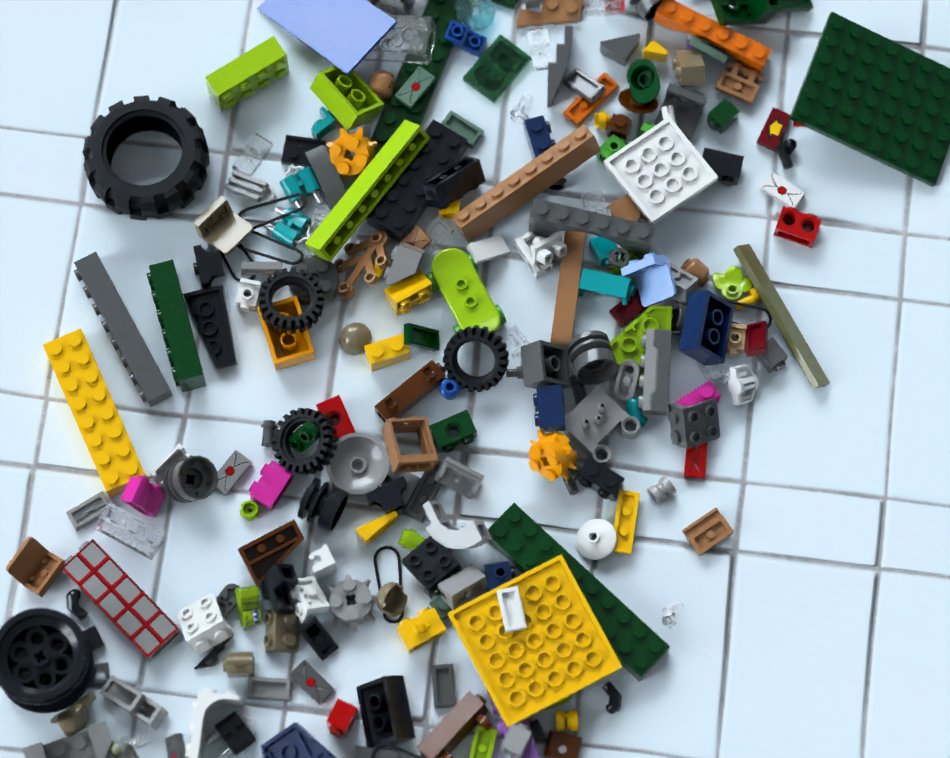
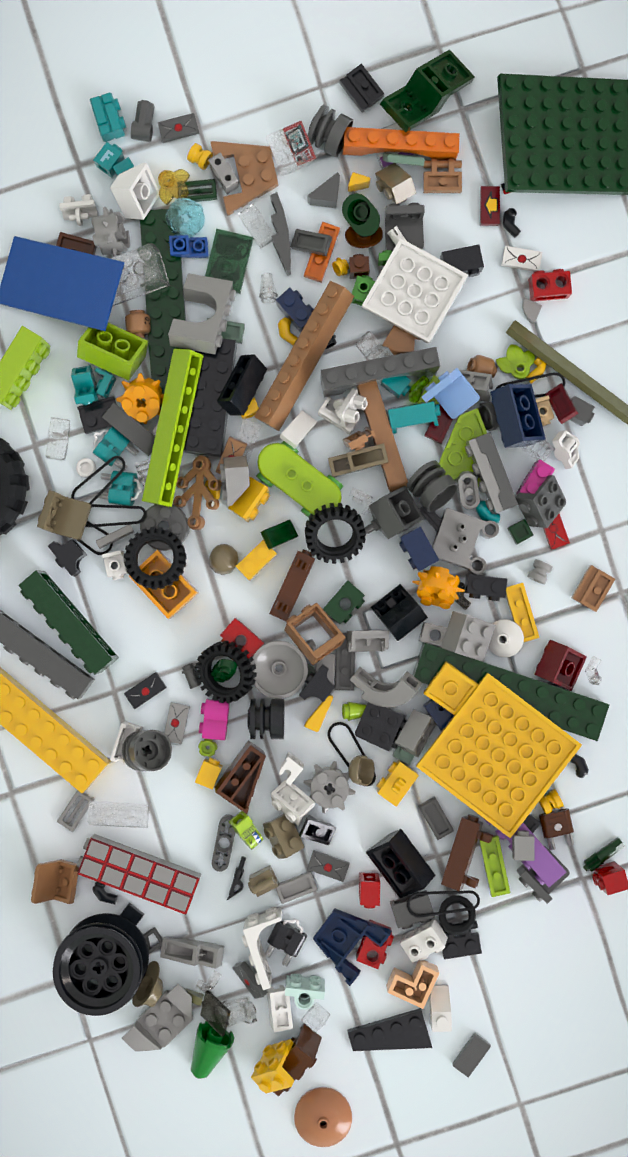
camera: 20 degrees left, 15 degrees up
(143, 496) = (114, 782): dark pink brick -> none
(204, 624) = (216, 862): white bracket -> none
(213, 321) = (99, 603): black wing -> none
(216, 427) = (145, 690): none -> black tile
(233, 180) = (52, 469): light grey tile -> none
(239, 533) = (209, 773): none -> yellow brick
(277, 587) = (263, 807): black brick -> none
(303, 117) = (84, 385): none -> teal brick
(415, 87) = (166, 311): sand green tile -> none
(441, 120) = (204, 335): none -> light grey arch
(449, 389) = (319, 564): blue piece -> none
(503, 466) = (399, 612): none -> black slope
(511, 609) = (469, 740): white tile -> none
(517, 553) = (450, 688): none -> yellow tile
(519, 154) = (284, 331): none -> yellow arm
(523, 494) = (425, 634): none -> light grey brick
(531, 303) = (358, 460): none -> dark tan slope
(540, 283) = (358, 439): none -> medium nougat plate
(560, 515) = (468, 636): none -> light grey brick
(624, 257) = (407, 387): dark grey bush -> none
(641, 590) = (560, 665): none -> dark red slope
(661, 445) = (520, 531): none -> dark green tile
(722, 116) = (442, 214): dark green brick -> none
(769, 242) = (531, 310): none -> light grey tile

